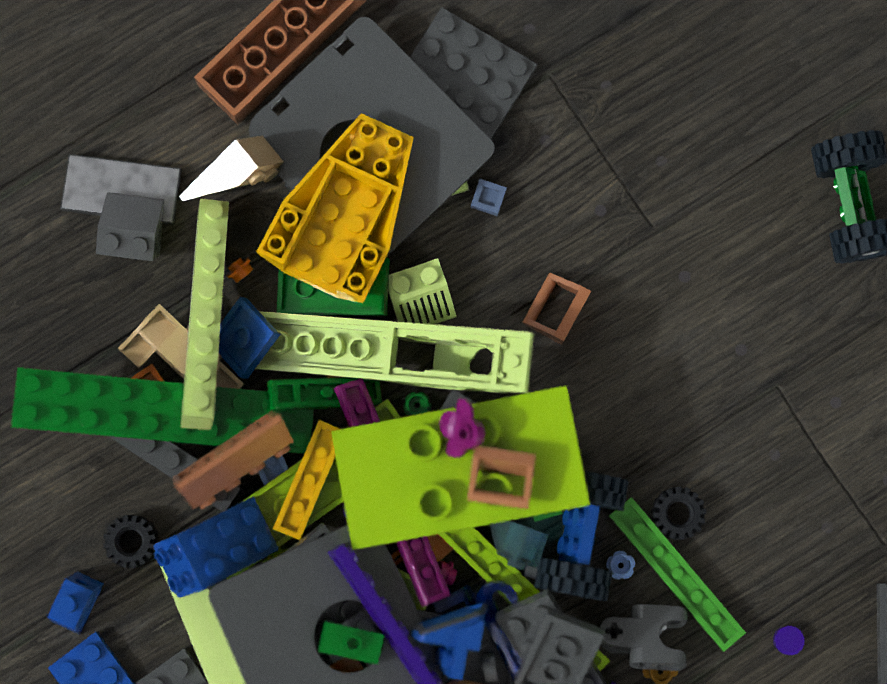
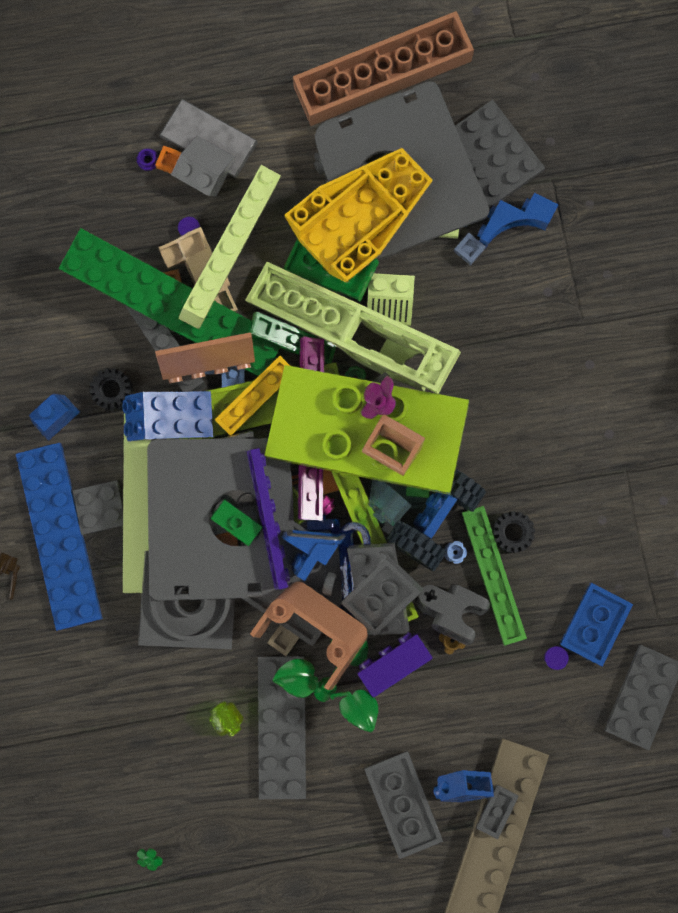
camera: 30 degrees right, 0 degrees up
(52, 238) = (147, 153): none -> dark purple plate
(84, 234) = (167, 159): none -> orange plate
(141, 306) = (187, 224): none -> dark purple tile
(239, 269) = (268, 228): orange plate -> none
(240, 165) = (297, 151): slope -> none
(245, 337) = (251, 277): blue plate -> none
(549, 121) = (534, 212): none -> blue arch
(571, 314) = (507, 346): nougat tile -> none
(818, 581) = (596, 624): none -> blue plate

